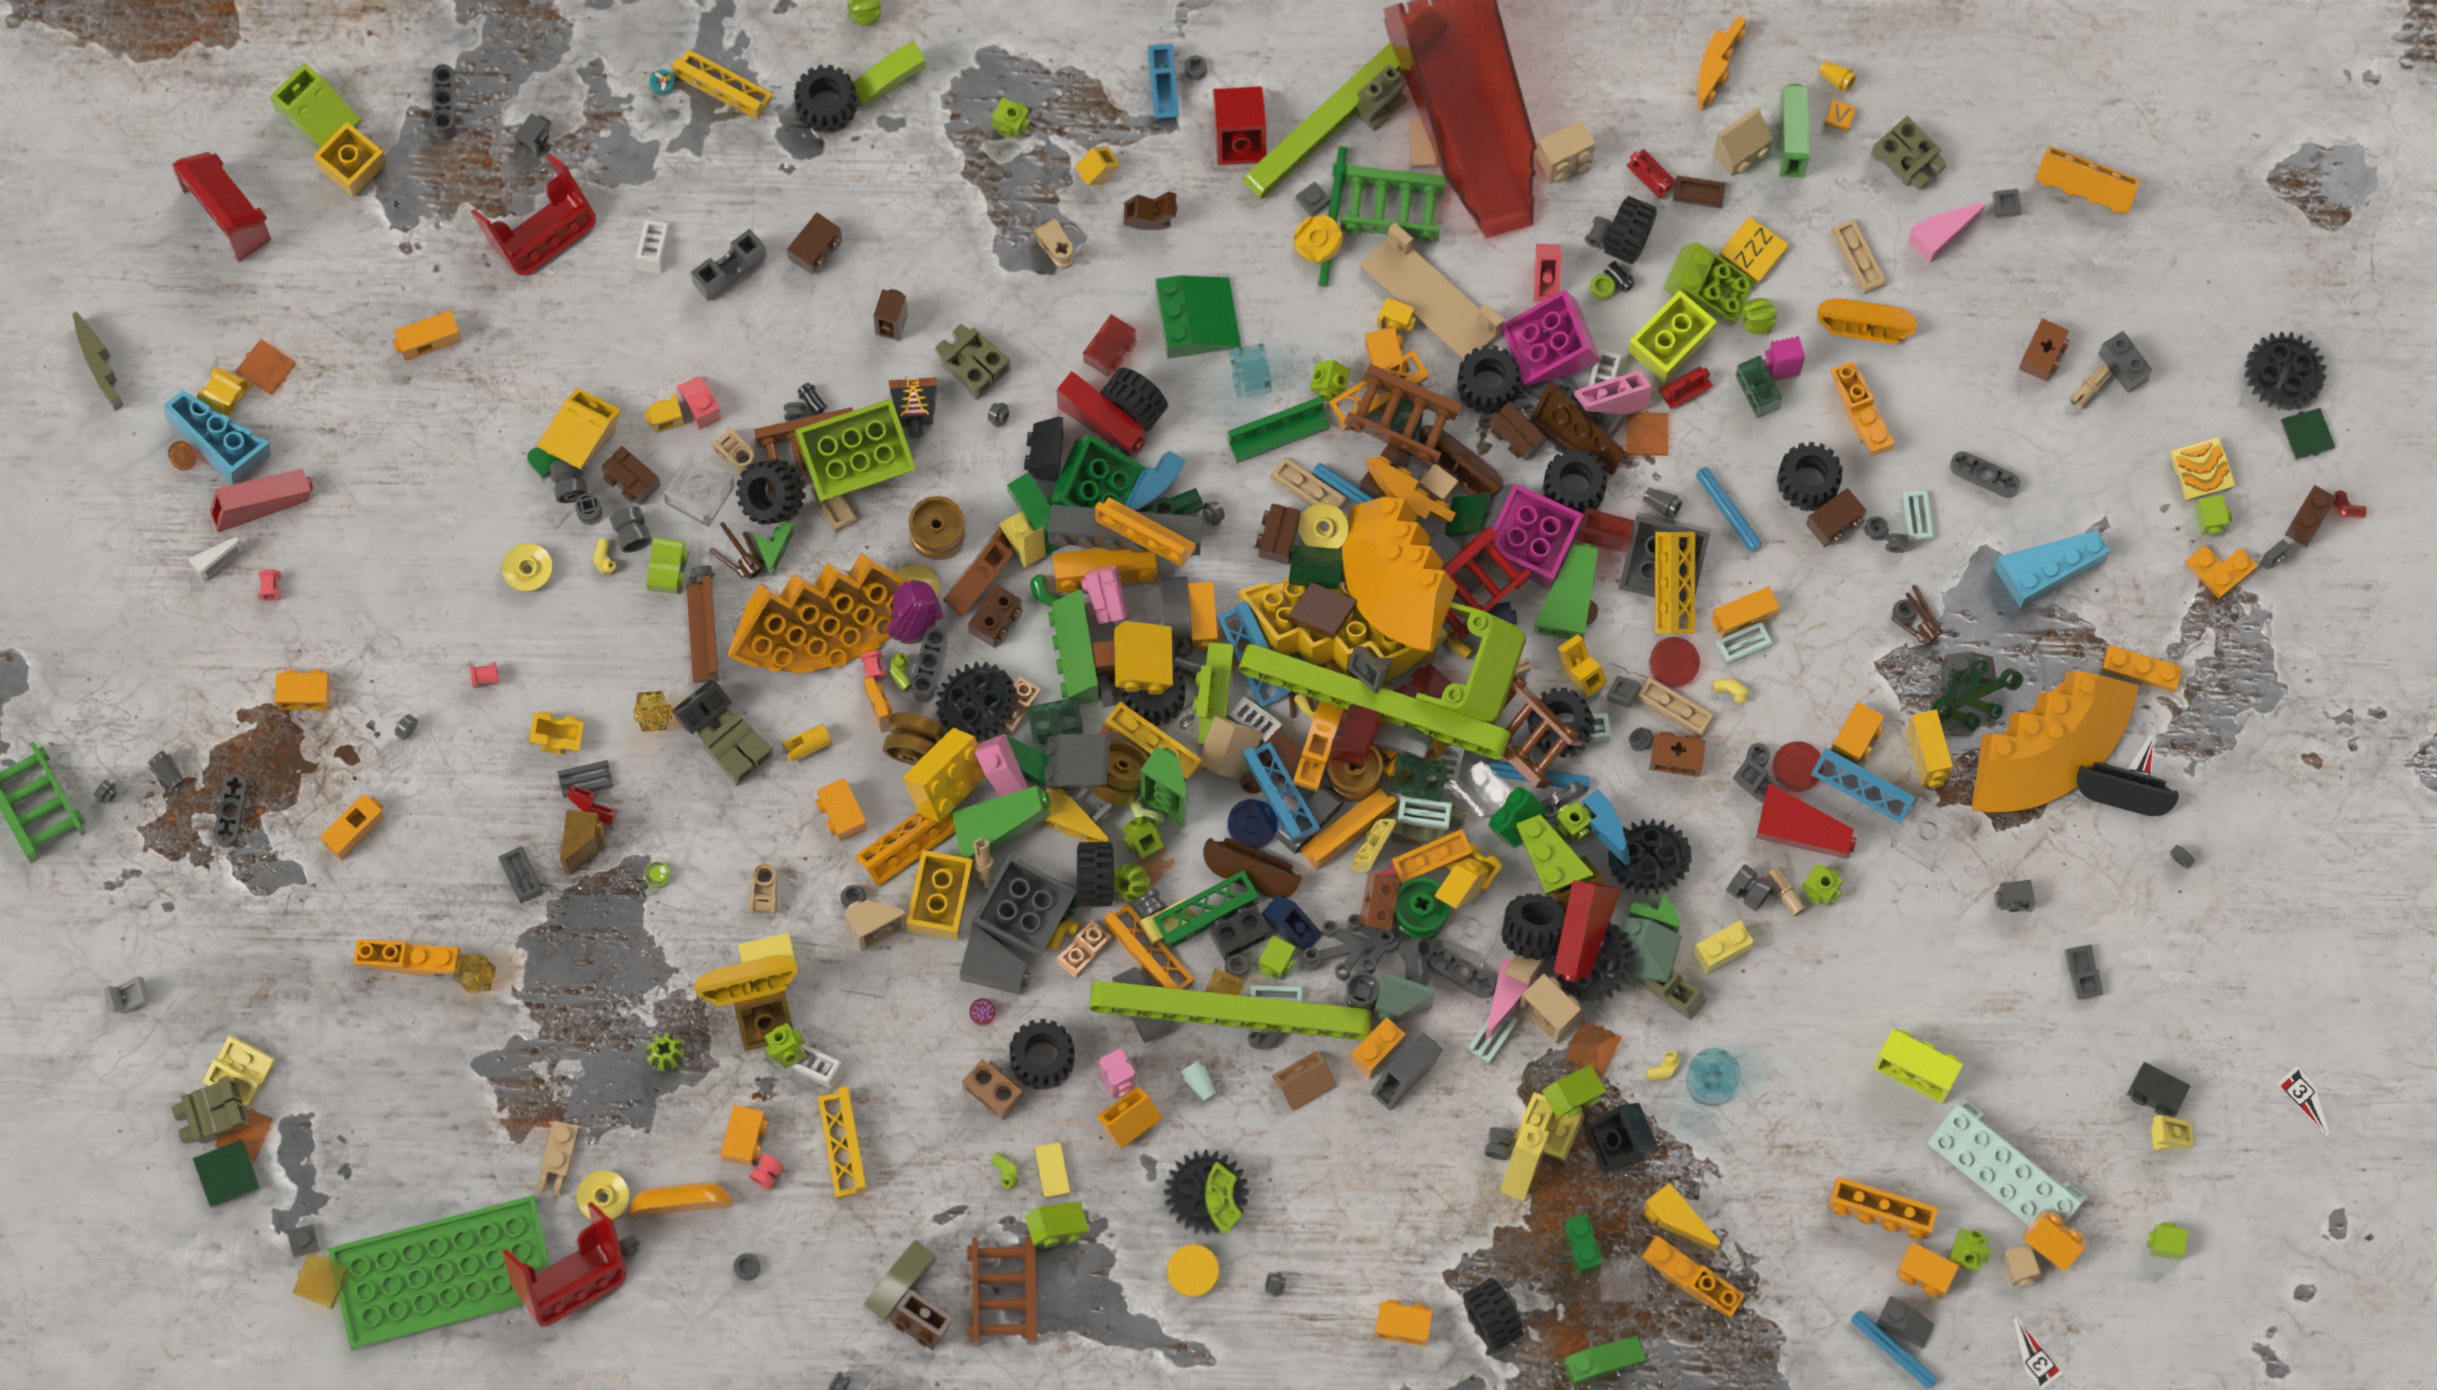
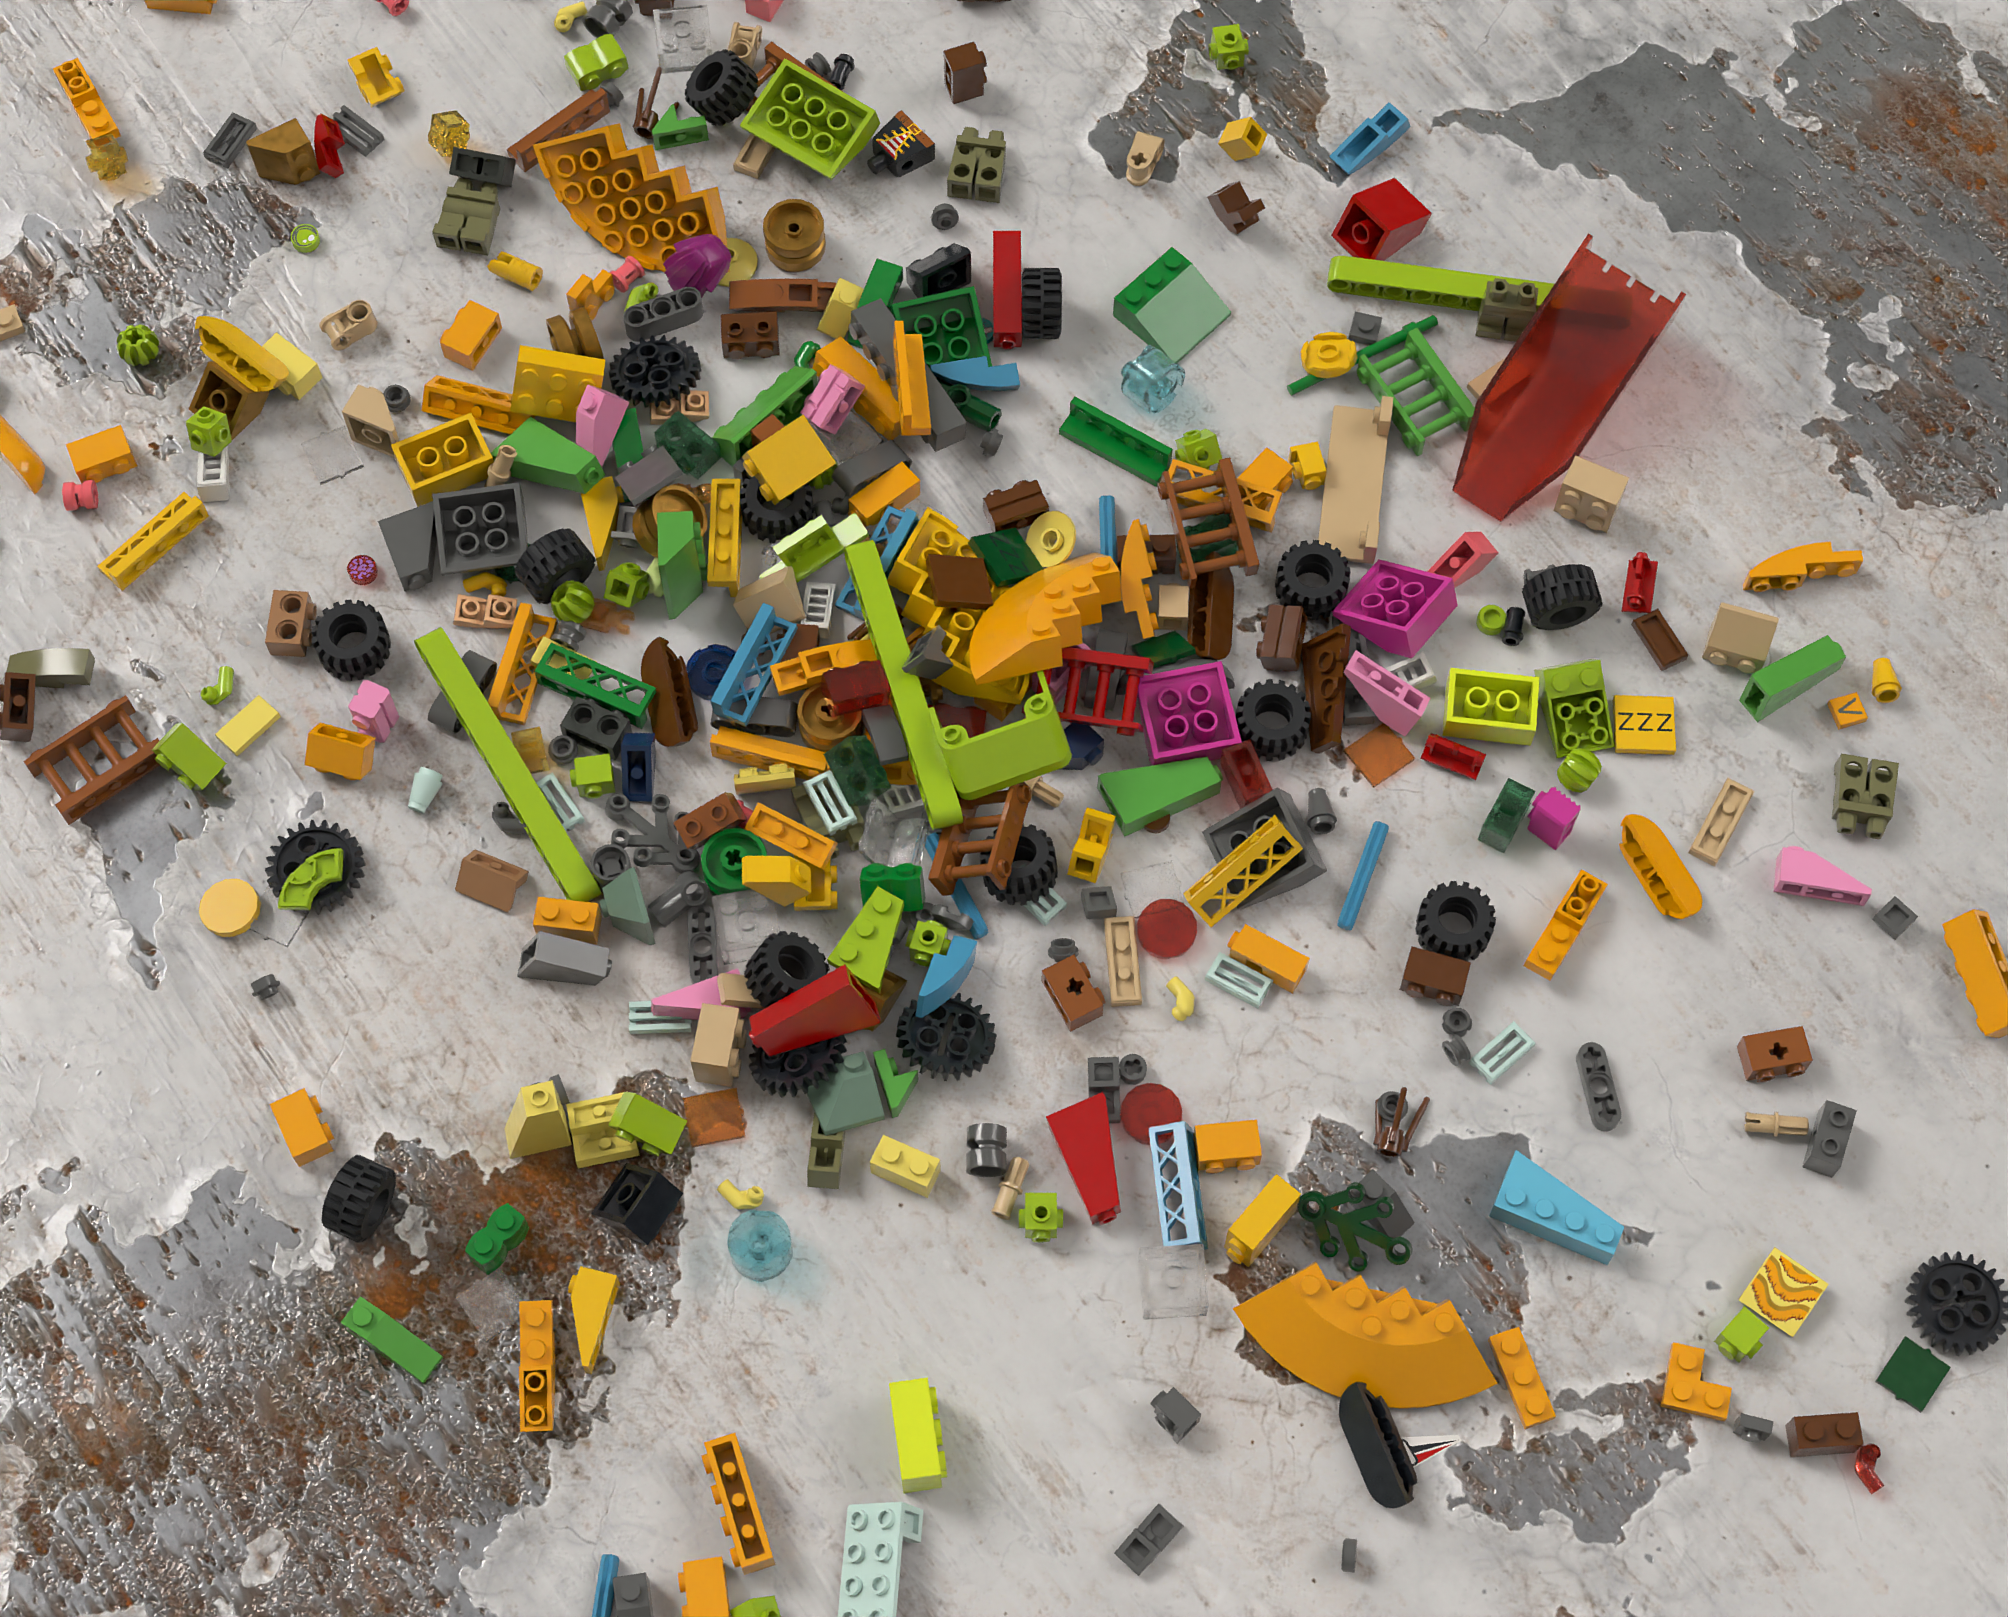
camera: 55 degrees right, 5 degrees down
(1110, 345) = (1083, 258): clear red brick -> none
(1196, 60) = (1407, 166): dark grey bush -> none
(1305, 485) = (1083, 503): tan tile -> none

